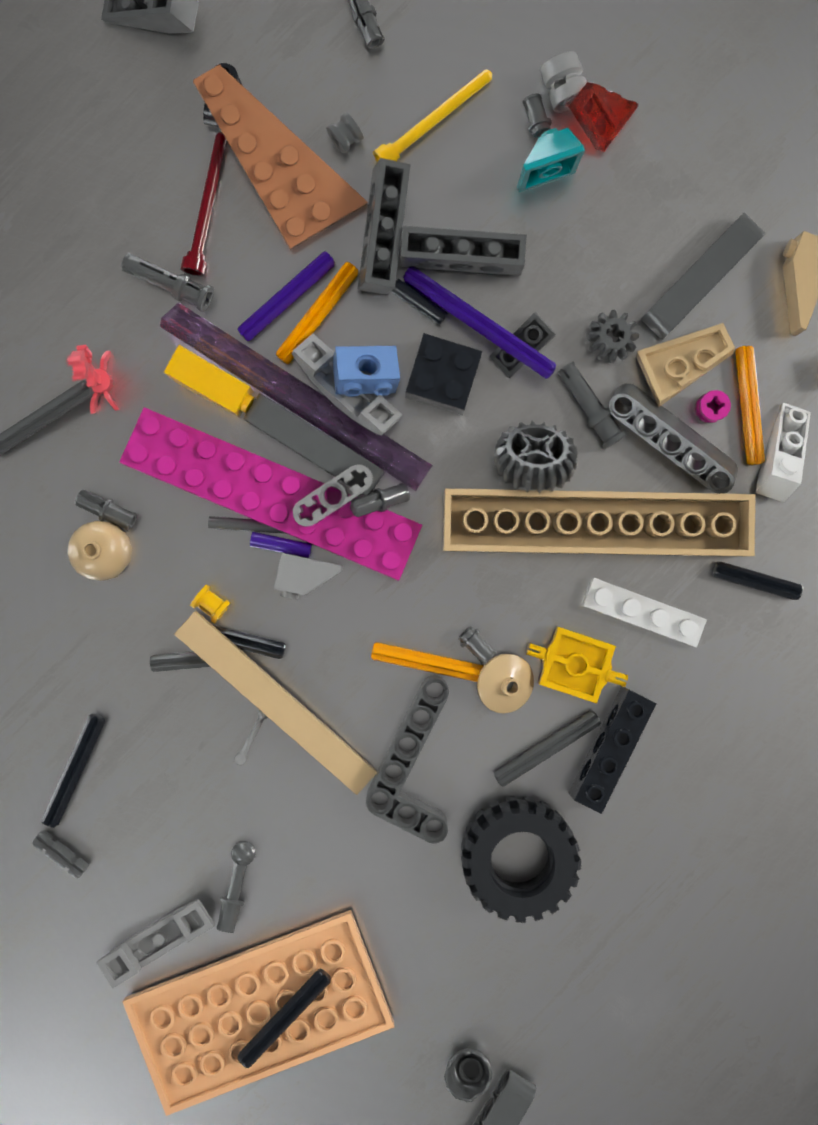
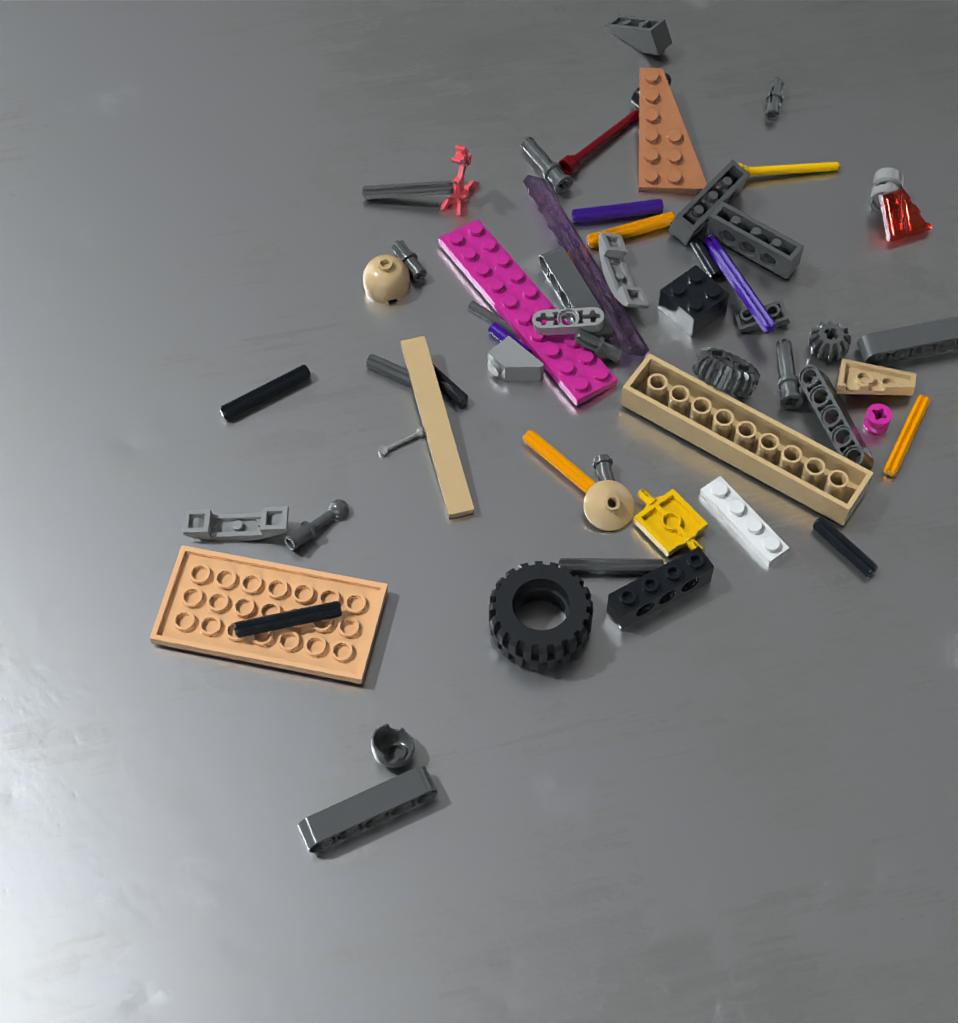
camera: 30 degrees right, 30 degrees down
(60, 854) = (214, 435): dark grey axle -> none
(209, 381) = (531, 220): yellow slope -> none
(210, 603) = (436, 345): yellow bush -> none
(345, 133) = (719, 147): dark grey wheel -> none
(378, 360) = (641, 268): medium blue brick -> none
(405, 760) = (502, 512): dark grey beam -> none
(536, 114) = (855, 203): dark grey pin -> none
(552, 158) = (845, 223): teal slope -> none
(784, 454) = (913, 475): white slope -> none

